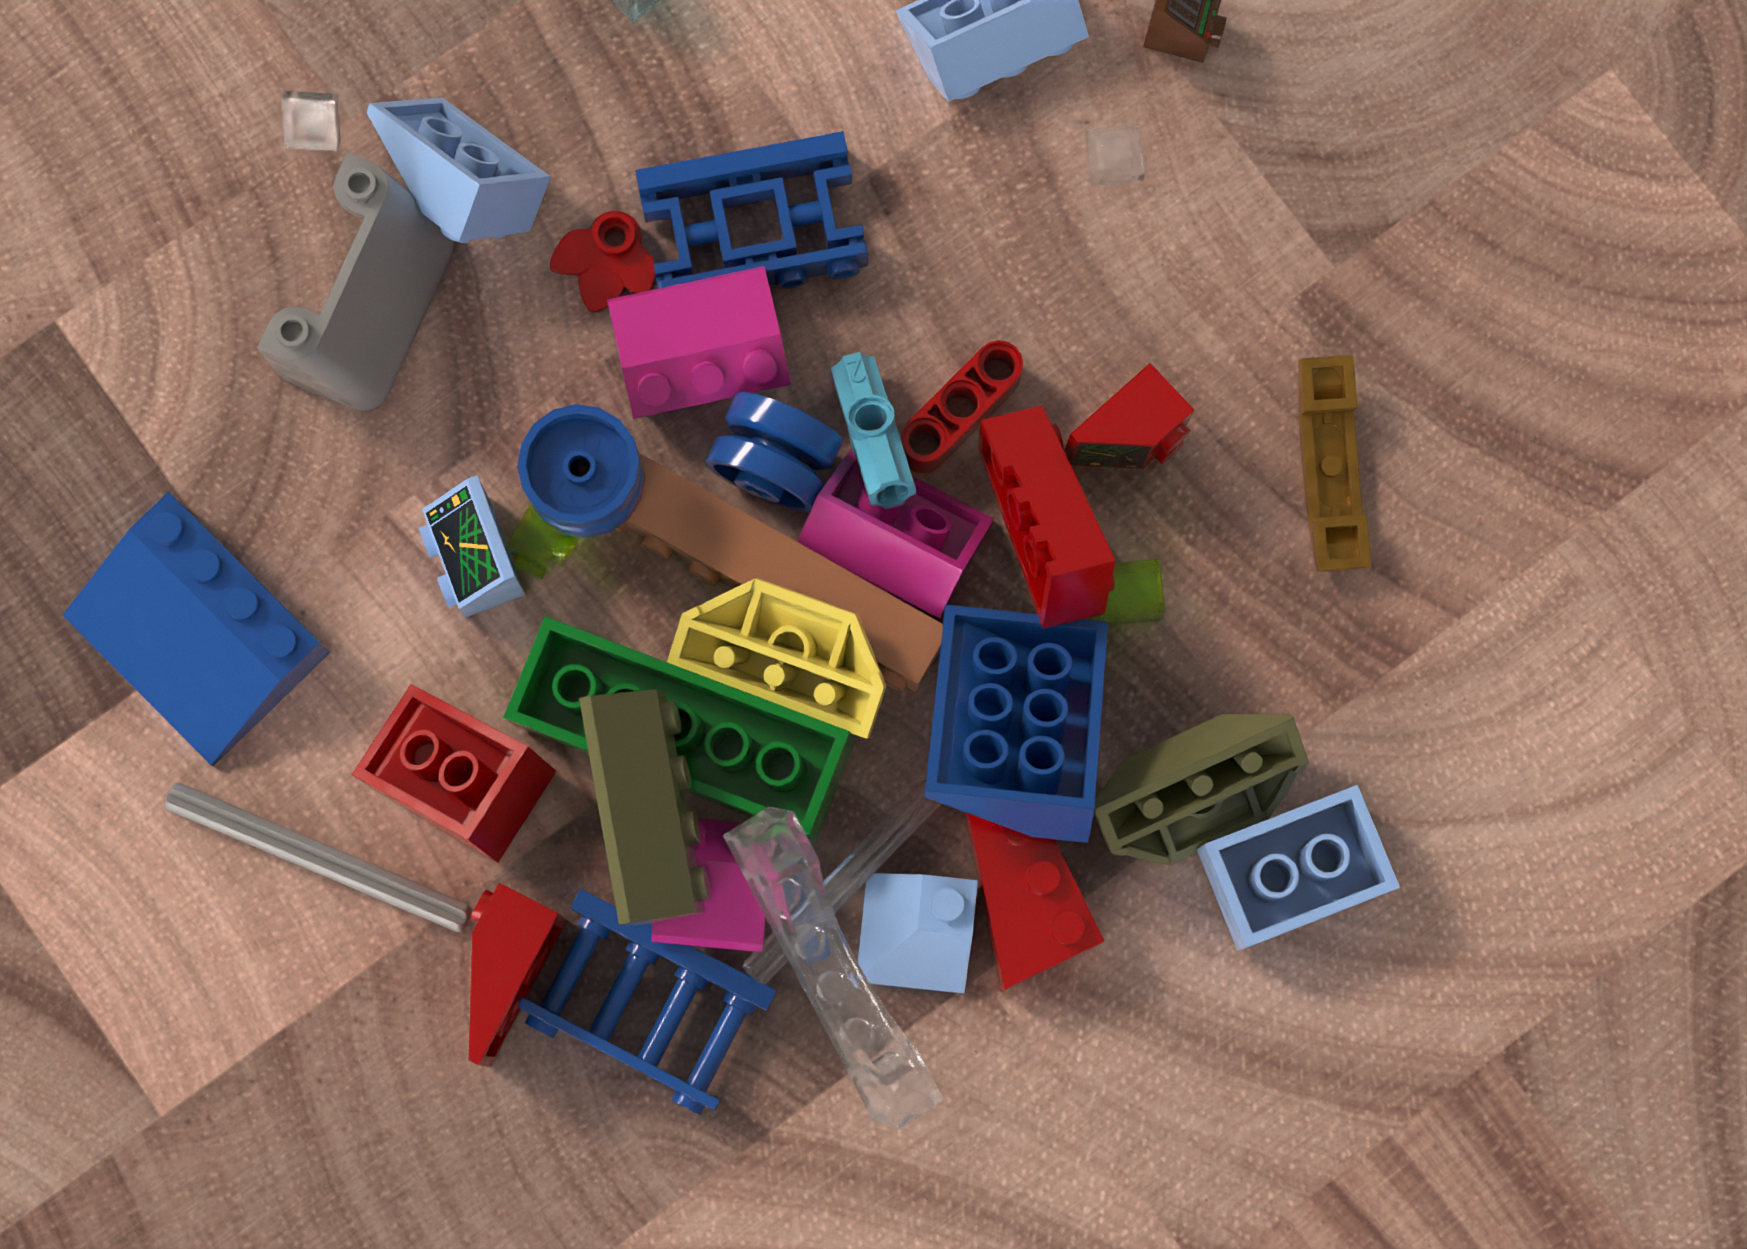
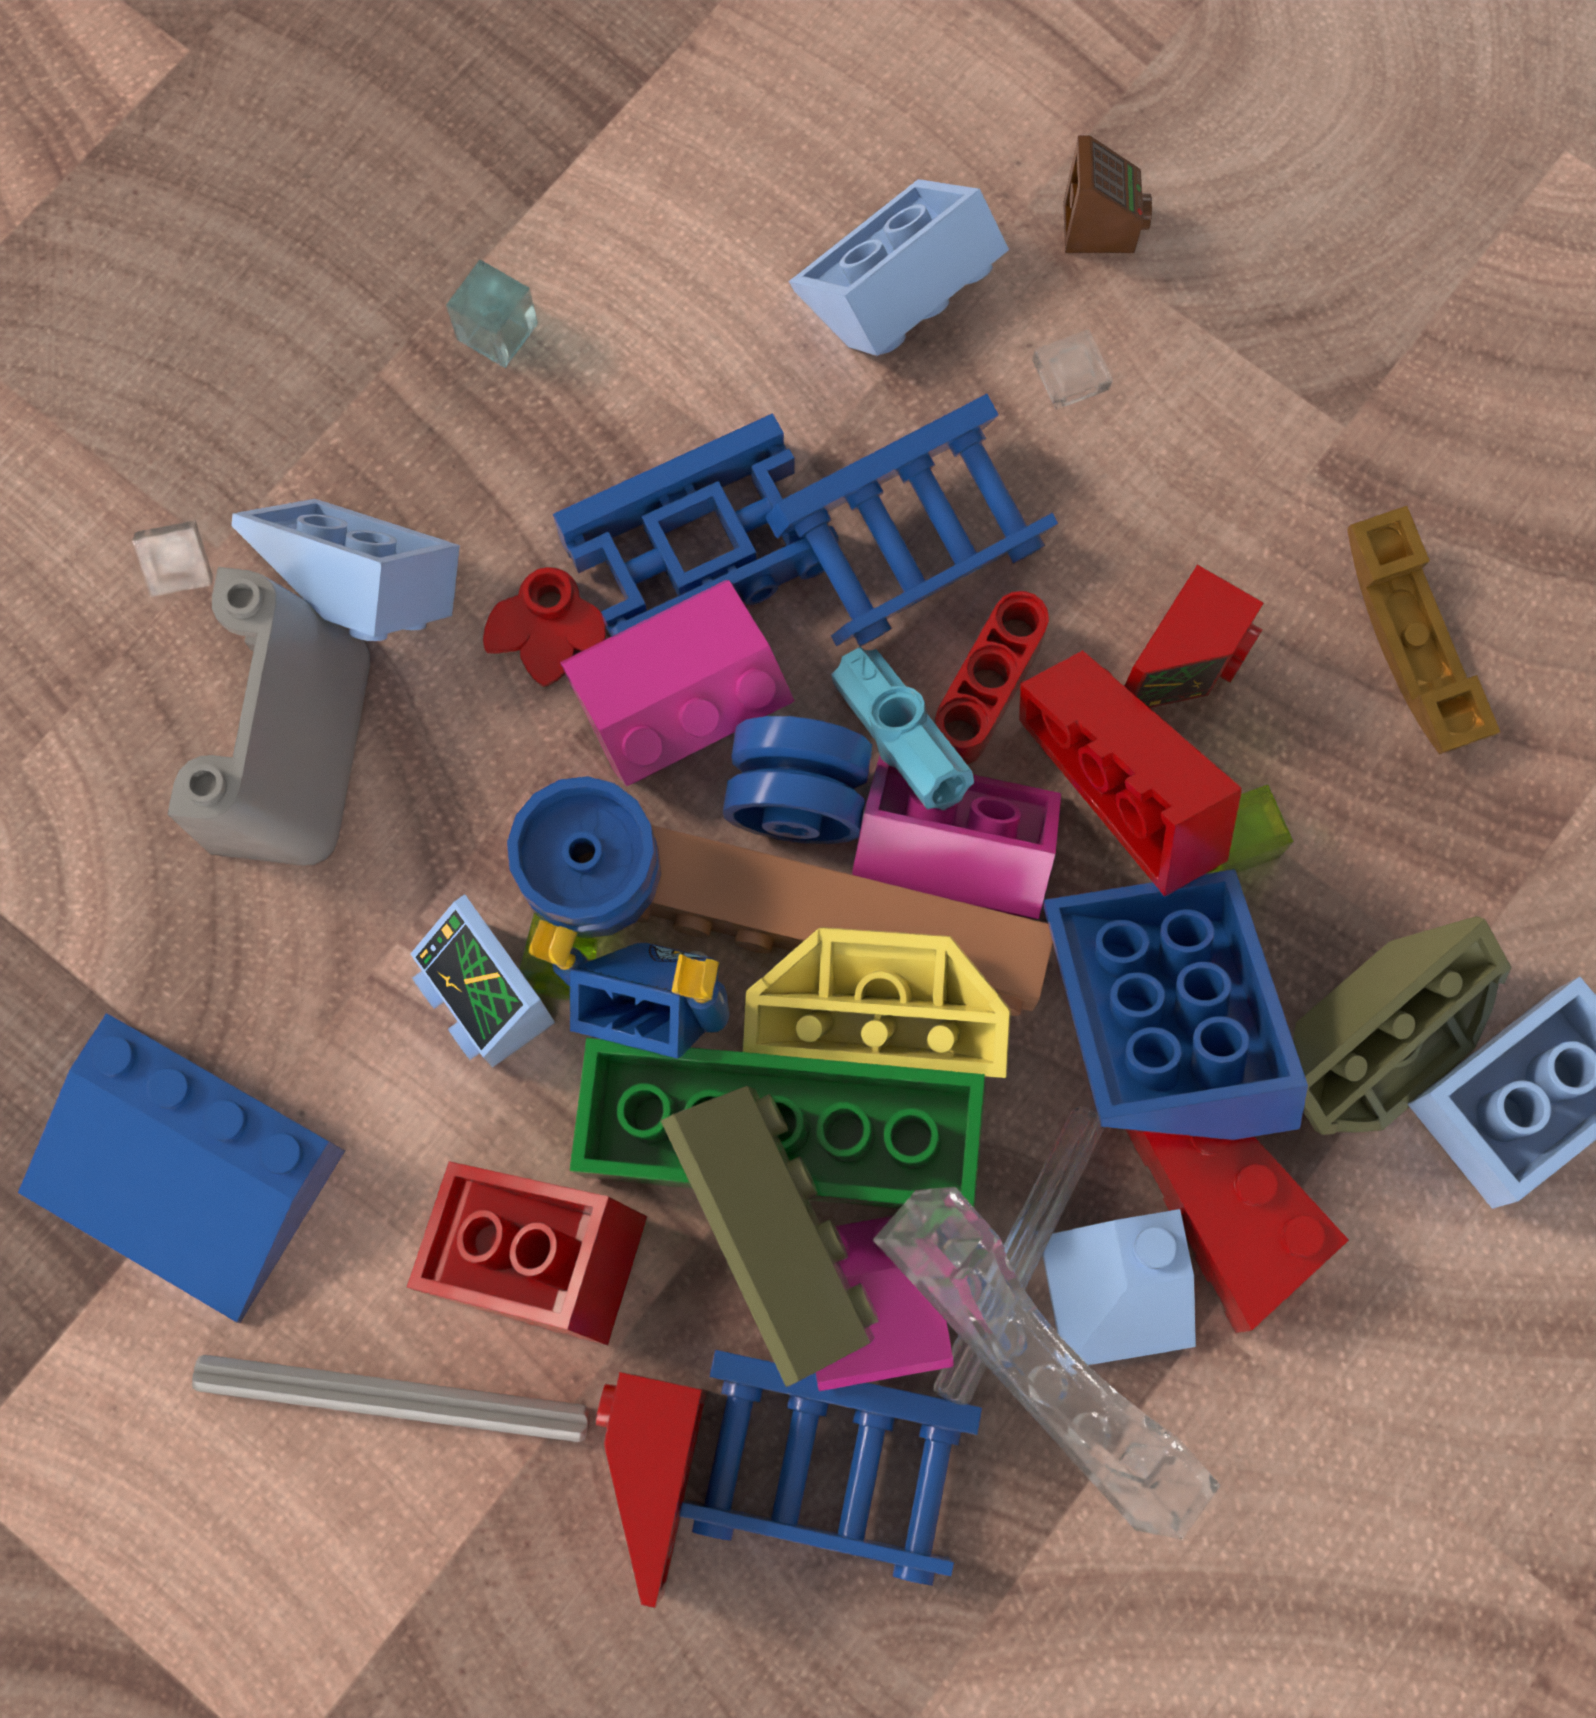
camera: 10 degrees left, 5 degrees down
(595, 591) = (637, 994): none -> blue torso
(897, 220) = (912, 461): none -> blue fence

